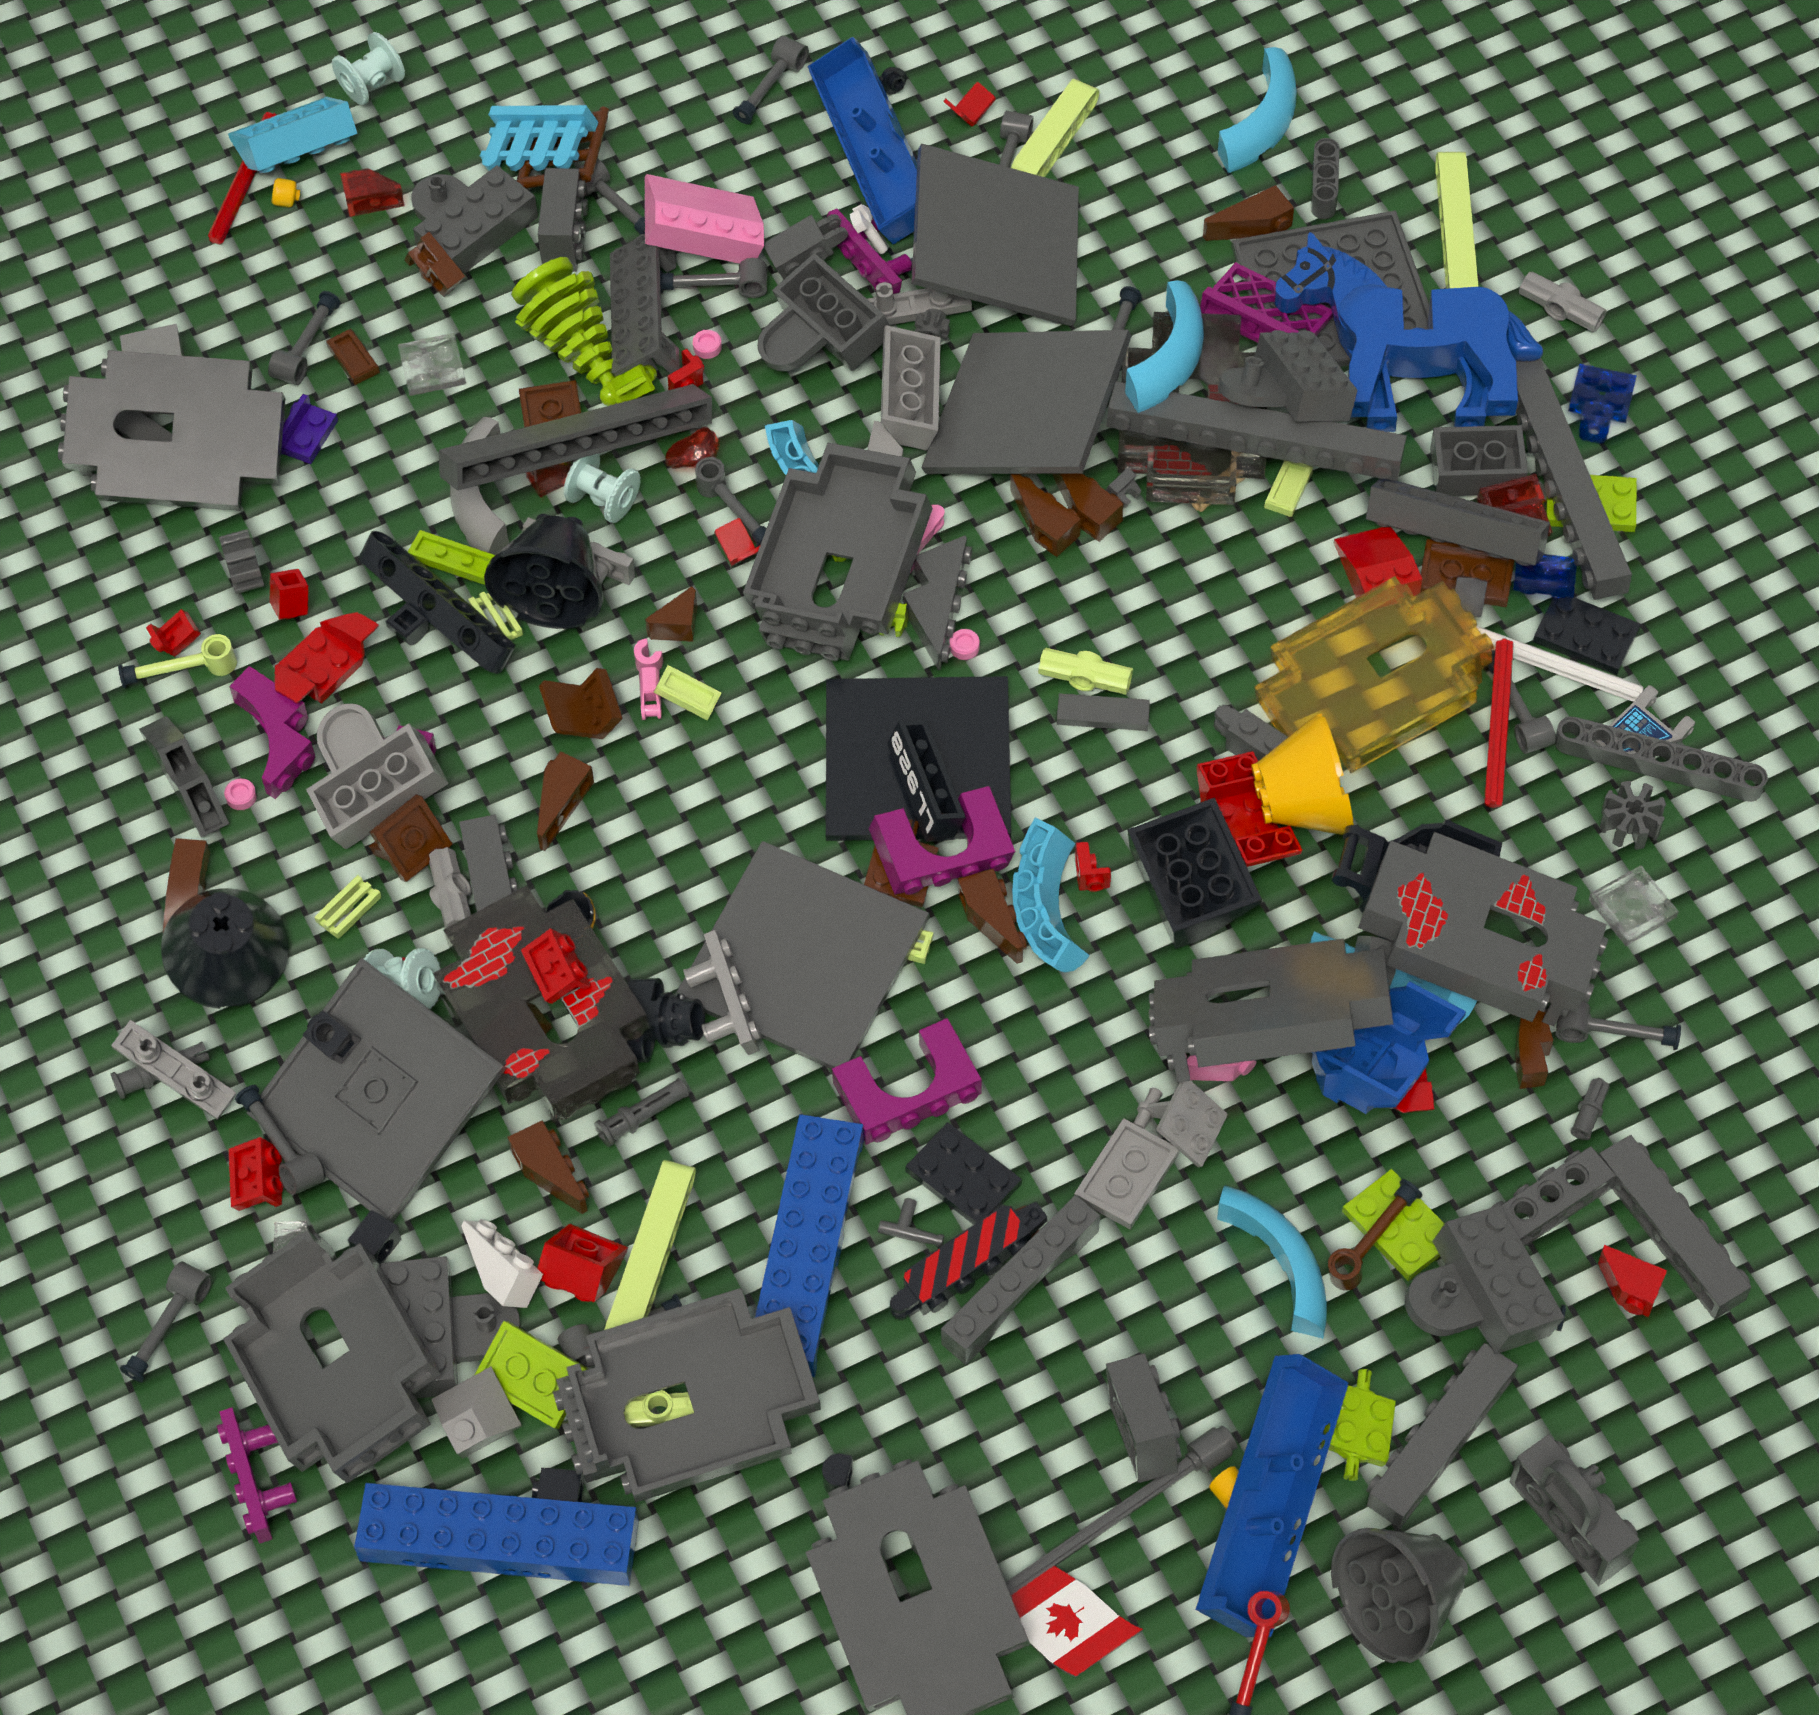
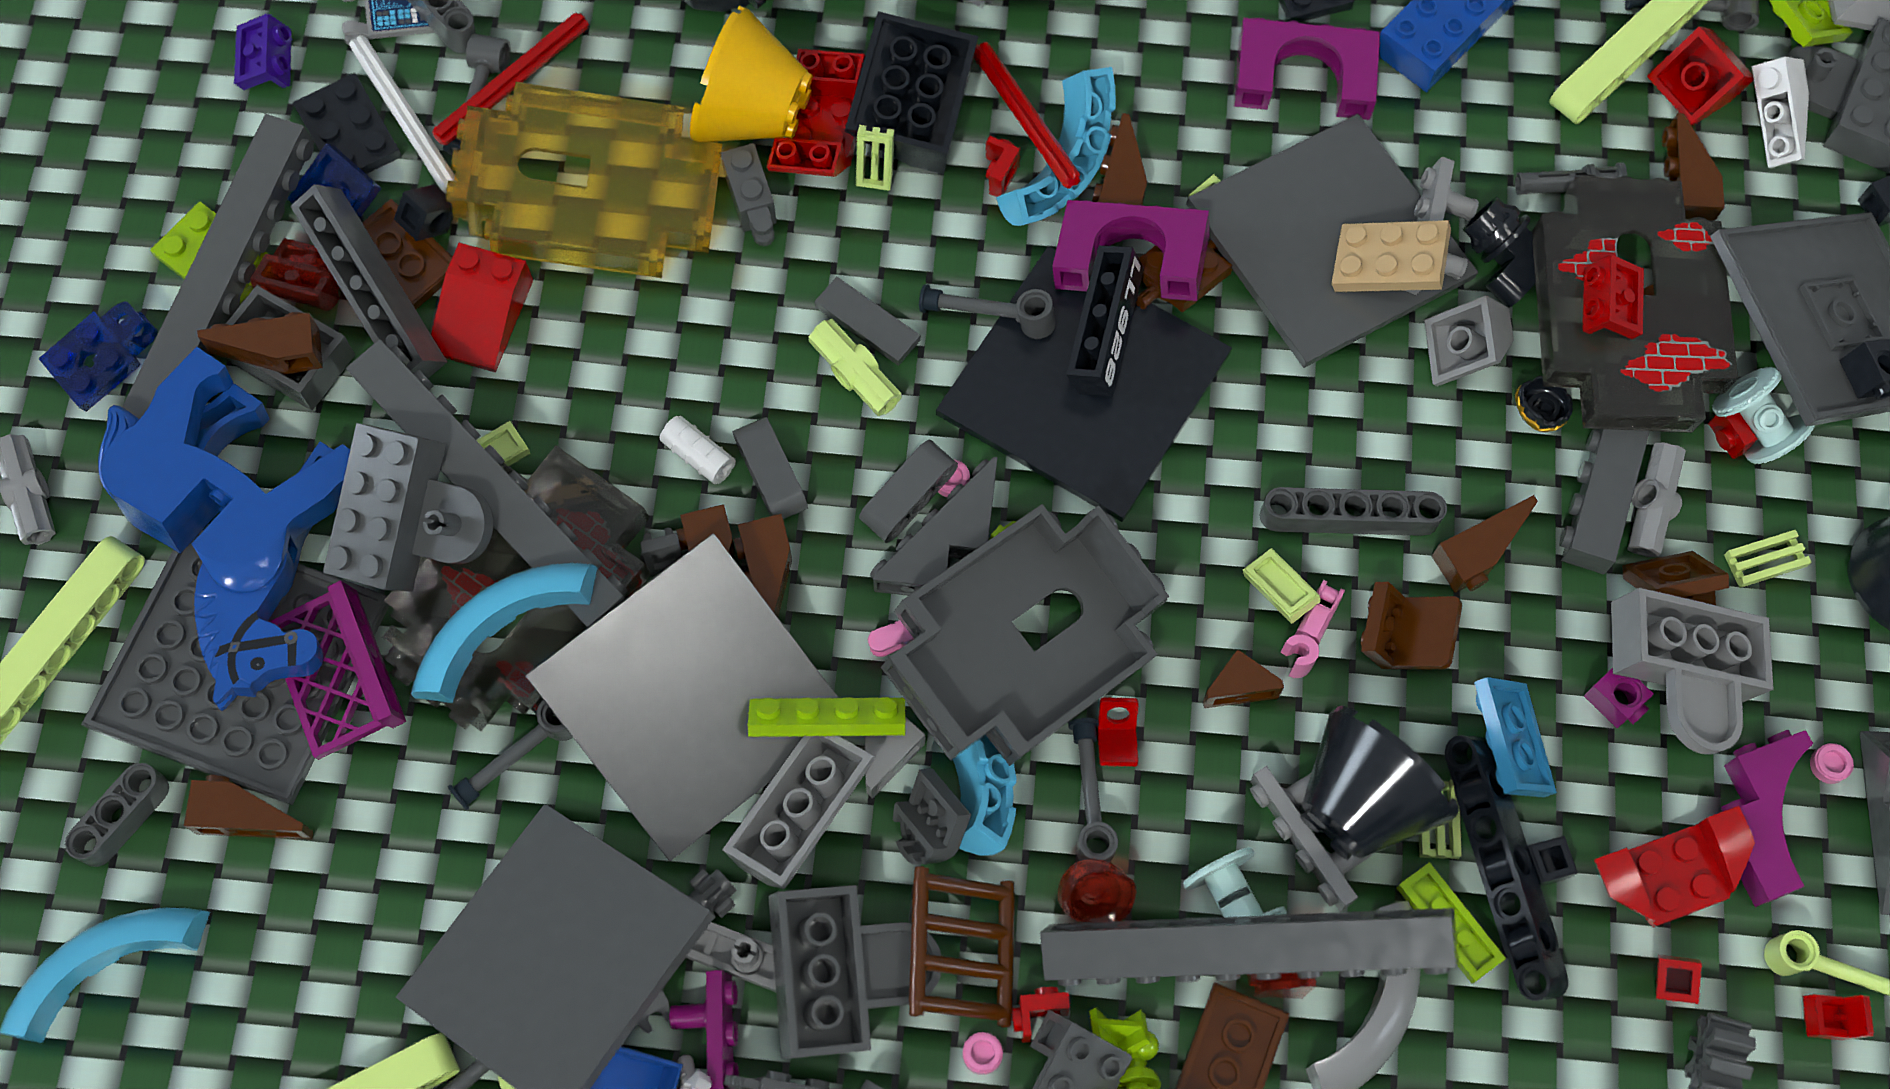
camera: 150 degrees left, 10 degrees up
(470, 676) = (1514, 738): none -> dark azure plate
(650, 934) = (1468, 339): none -> light grey slope
(674, 755) = (1367, 502): none -> dark grey beam
(724, 386) = (922, 962): none -> reddish brown bar
(744, 936) = (1391, 256): none -> tan plate
(818, 419) = (930, 821): none -> dark grey slope
(935, 429) = (826, 717): none -> lime plate
(984, 608) = (908, 491): none -> dark grey beam
(988, 755) = (1027, 304): none -> dark grey piece
(1091, 575) = (770, 469): none -> dark grey beam
(1097, 907) = (1027, 116): none -> red axle
(1150, 560) = (697, 449): none -> white axle
(1183, 801) = (876, 138): none -> yellowish green tile
(1473, 432) = (276, 344): none -> reddish brown slope
(1695, 644) = (262, 52): none -> dark purple bracket

